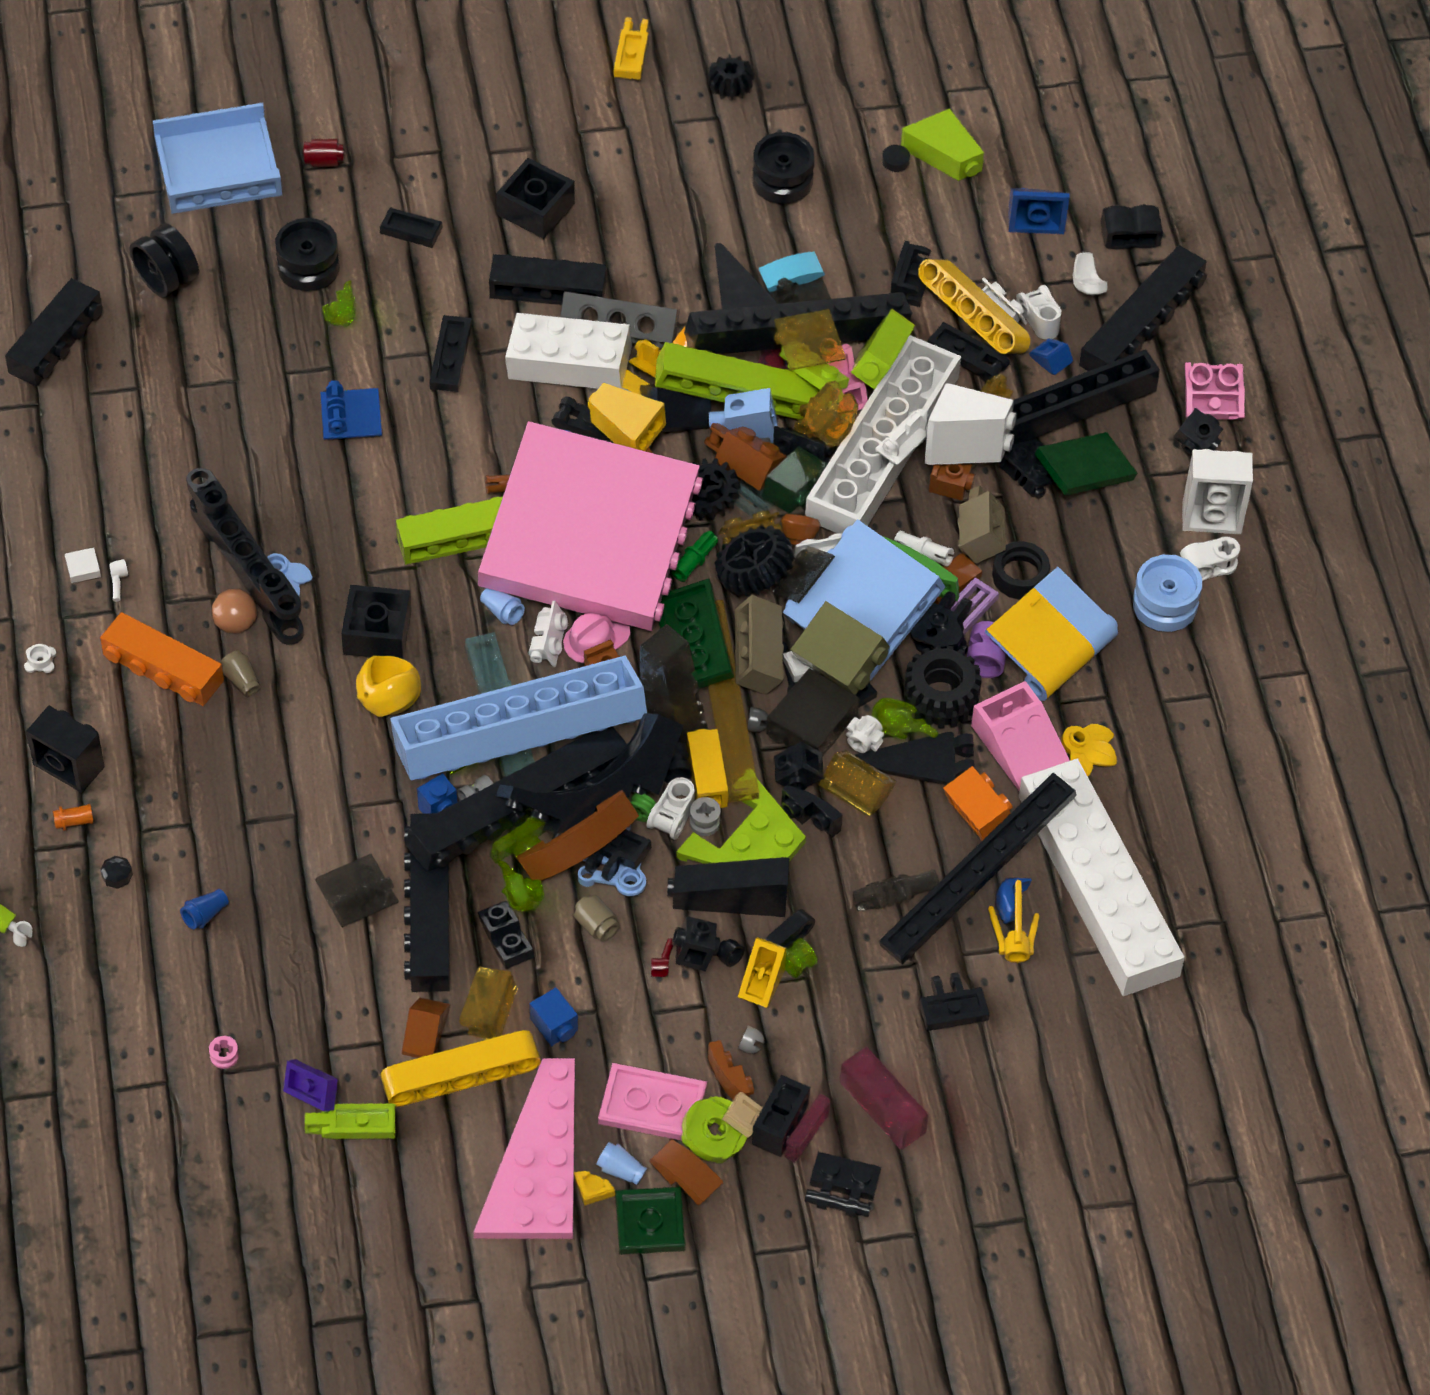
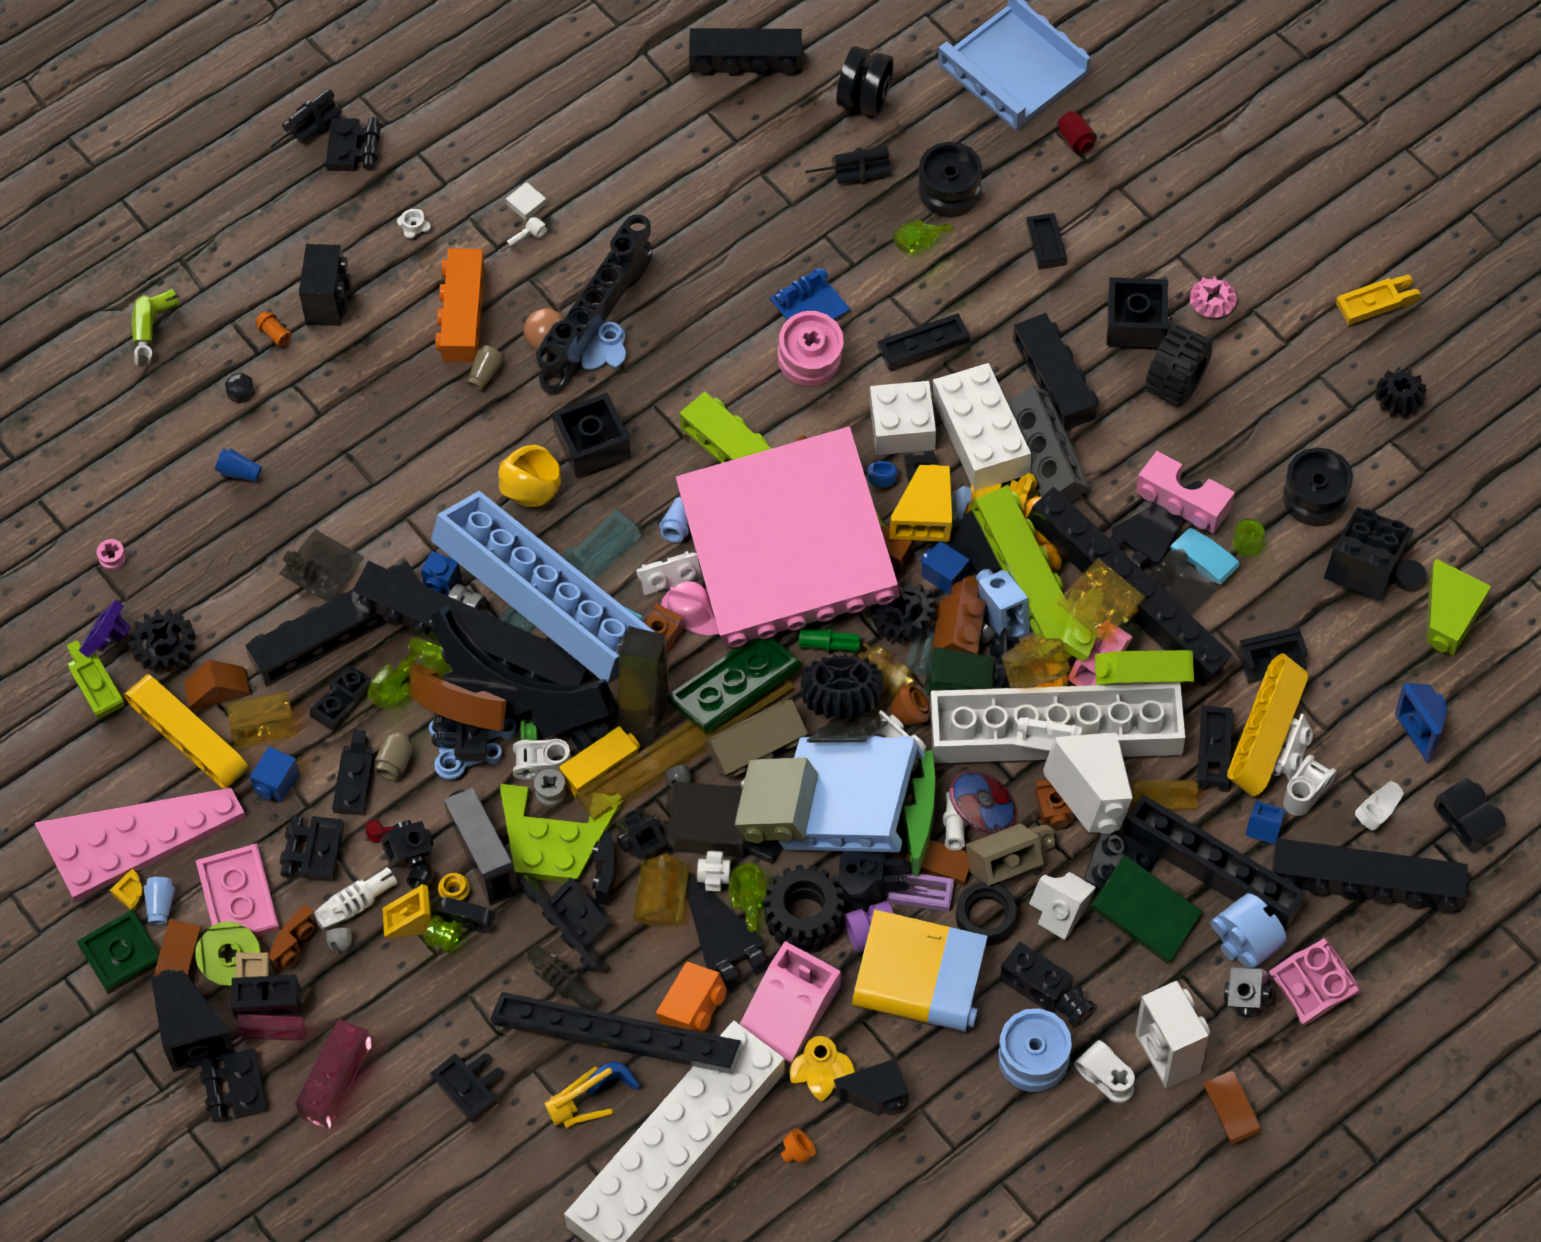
camera: 65 degrees right, 5 degrees up
(238, 311) = (859, 165): none -> black piece
(343, 1056) = (162, 640): none -> black gear
(405, 428) = (810, 348): none -> bright pink wheel
(516, 398) = (902, 417): none -> white brick
(545, 156) = (1216, 307): none -> bright pink gear
(592, 959) = (354, 776): none -> black hinge
(613, 192) = (1179, 365): none -> black tyre
(650, 1013) = (321, 848): none -> black plate
(683, 442) = (944, 566): none -> blue brick
(710, 262) = (1202, 506): none -> bright pink arch
(719, 1009) = (353, 899): none -> white hinge
(753, 924) = (452, 880): none -> yellow plate
(767, 1183) = (187, 1022): none -> black slope
(793, 236) = (1250, 544): none -> clear neon green wheel
(843, 850) = (575, 915): none -> black bracket
(862, 171) = (1368, 553): none -> black slope
(920, 521) = (982, 801): none -> shield
(1047, 513) = (1061, 902): none -> white brick
(1102, 563) = (1035, 977): none -> black brick
(1134, 716) = (874, 1089): none -> black slope
(1140, 550) = (1076, 1007): none -> black wheel
(1151, 405) = (1248, 931): none -> light blue brick
(1153, 795) = (797, 1147): none -> orange tile
(1292, 494) = (1232, 1107): none -> dark orange slope

